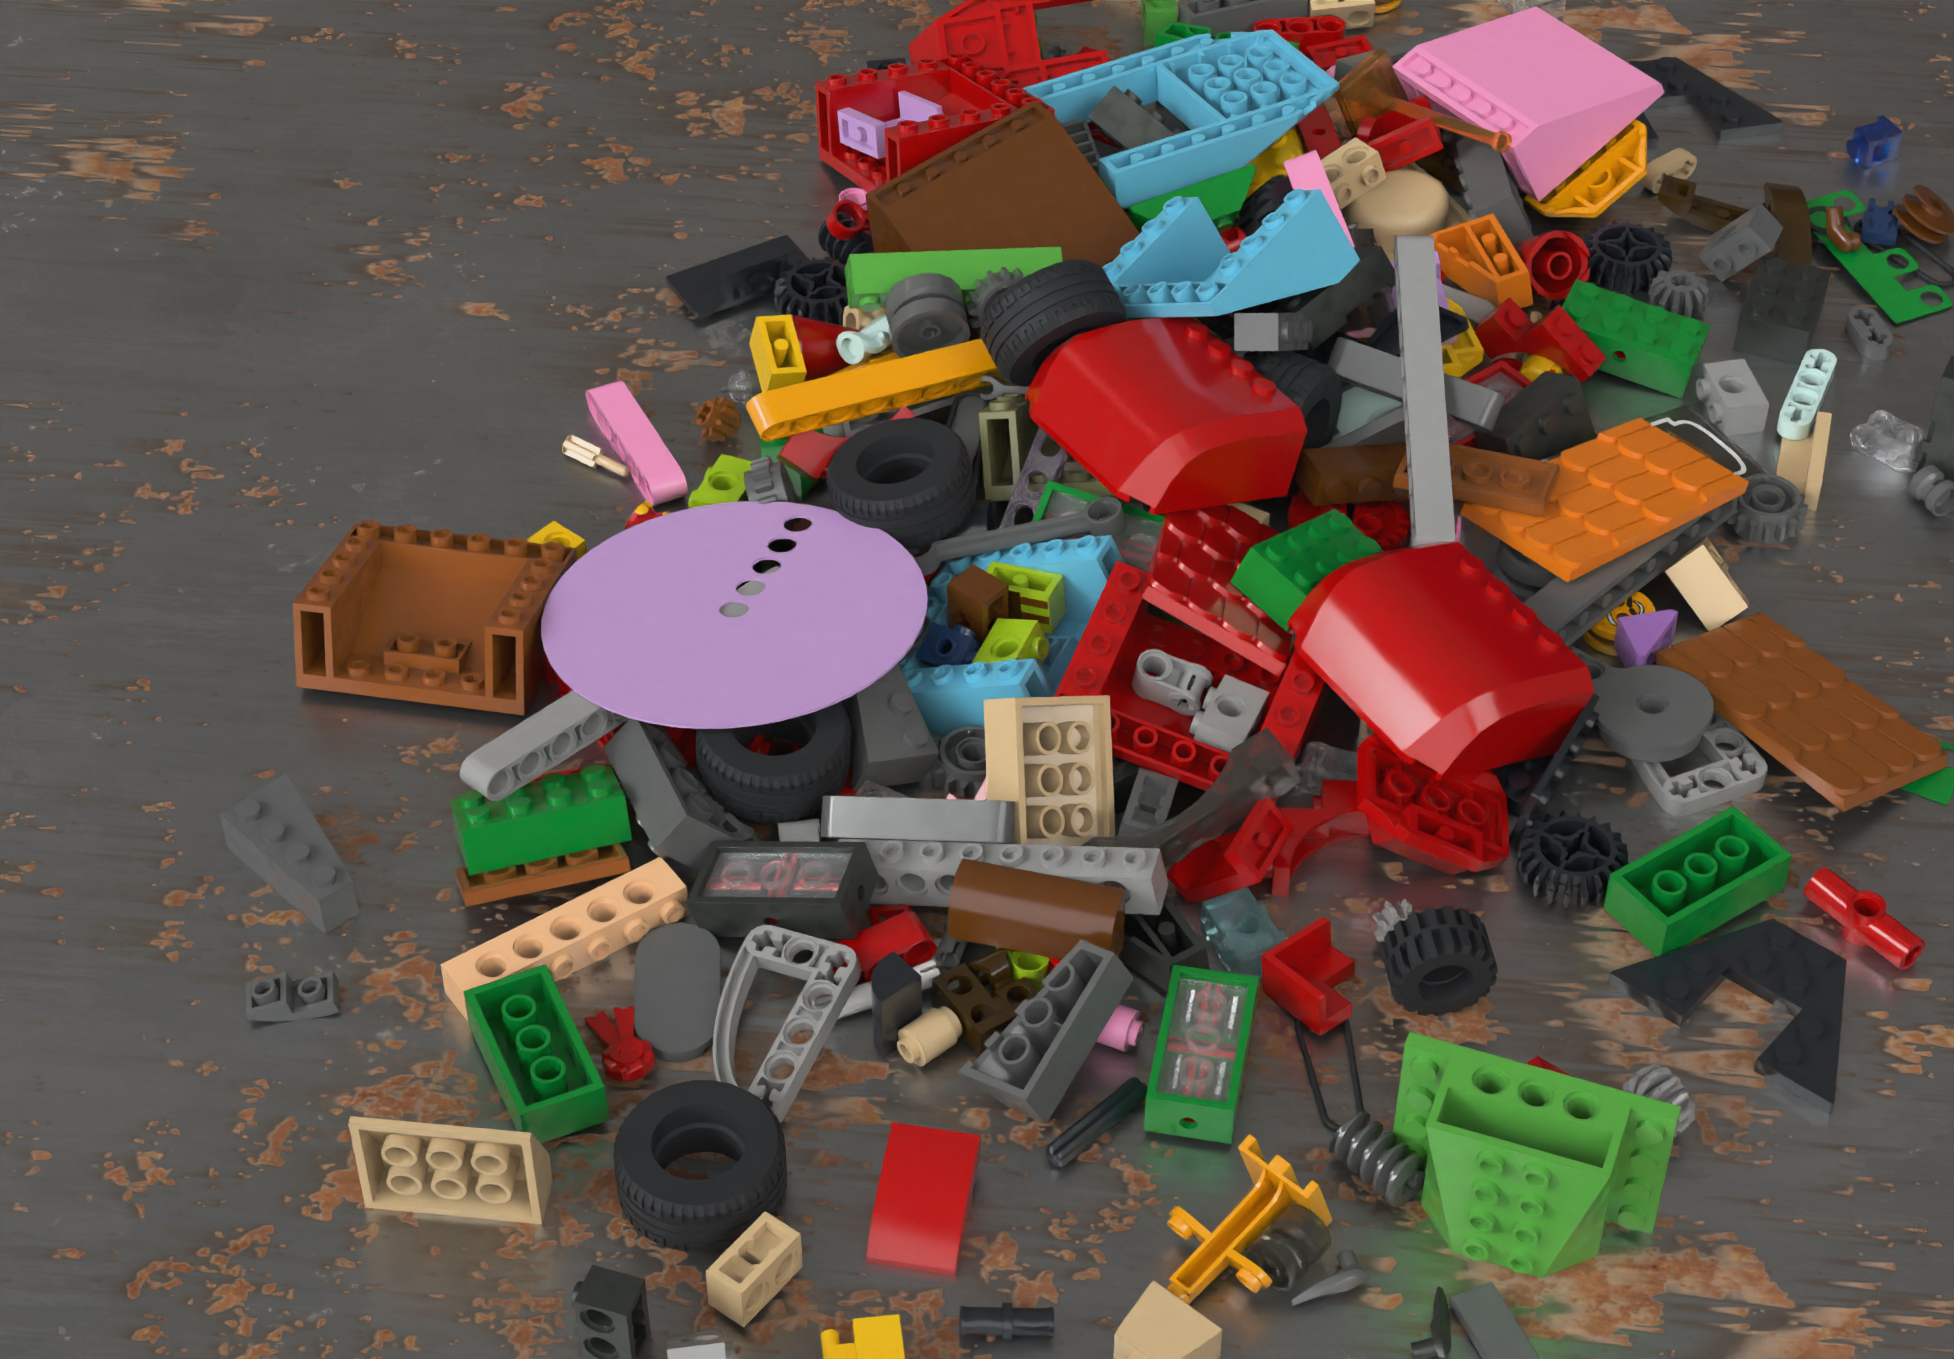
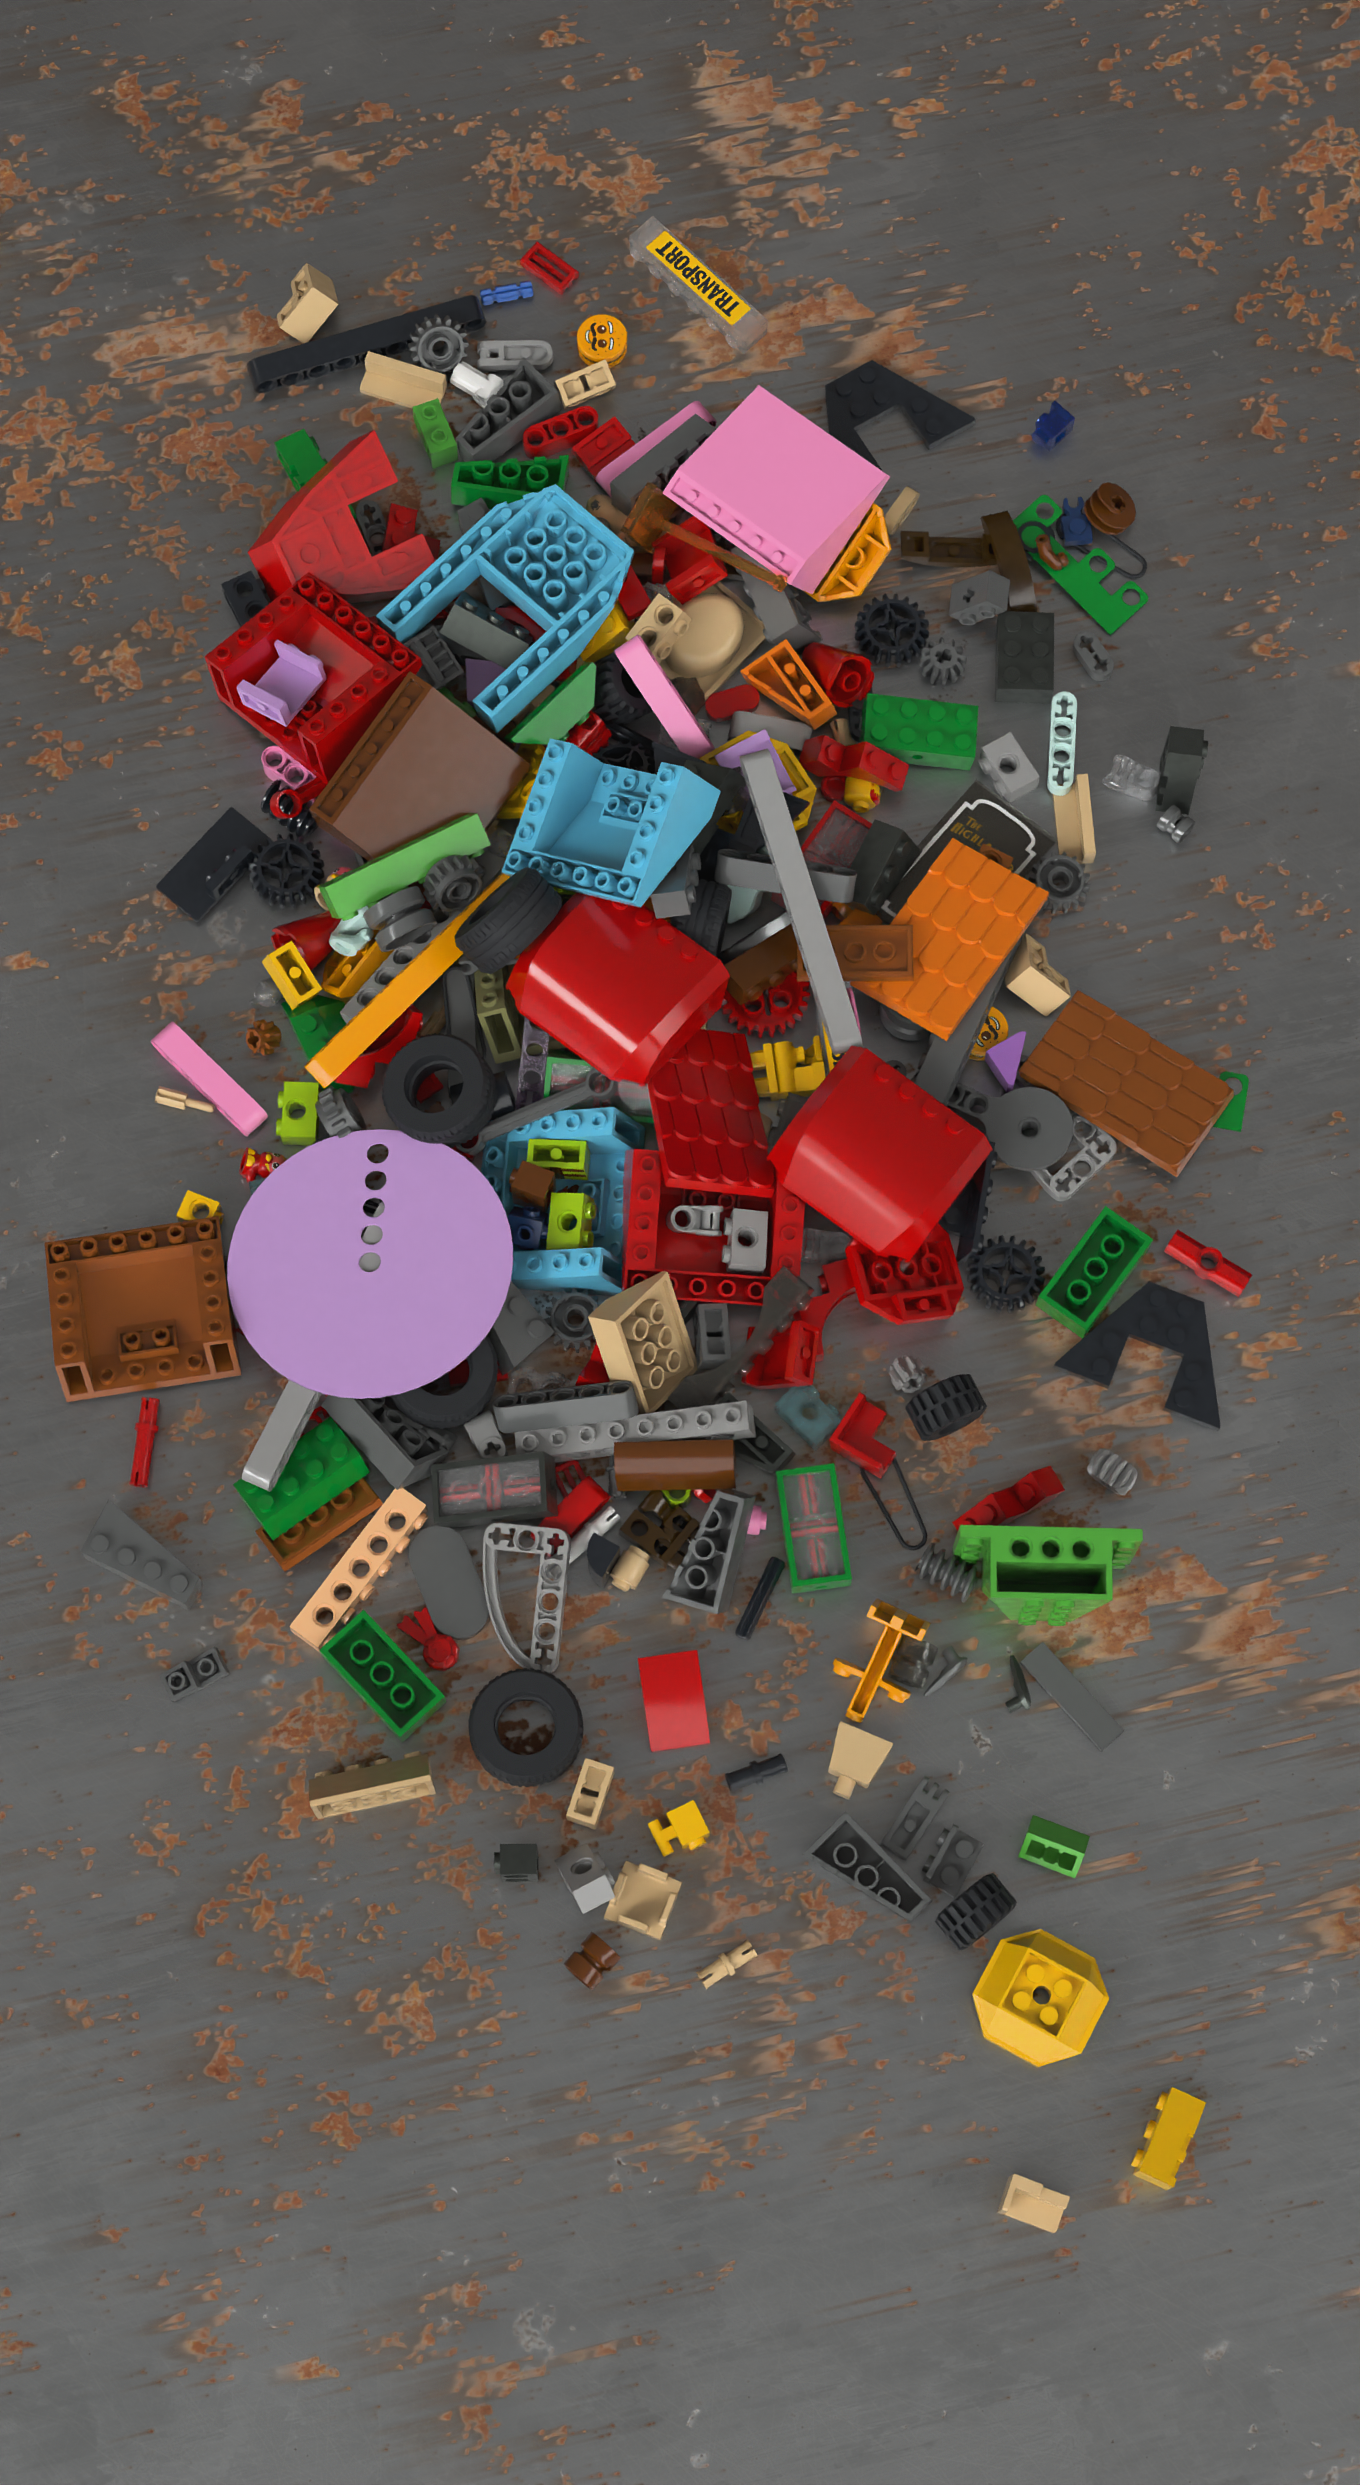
camera: 20 degrees left, 30 degrees up
(375, 736) = (144, 1442): none -> red pin
(1291, 564) = (764, 1089): green brick -> none

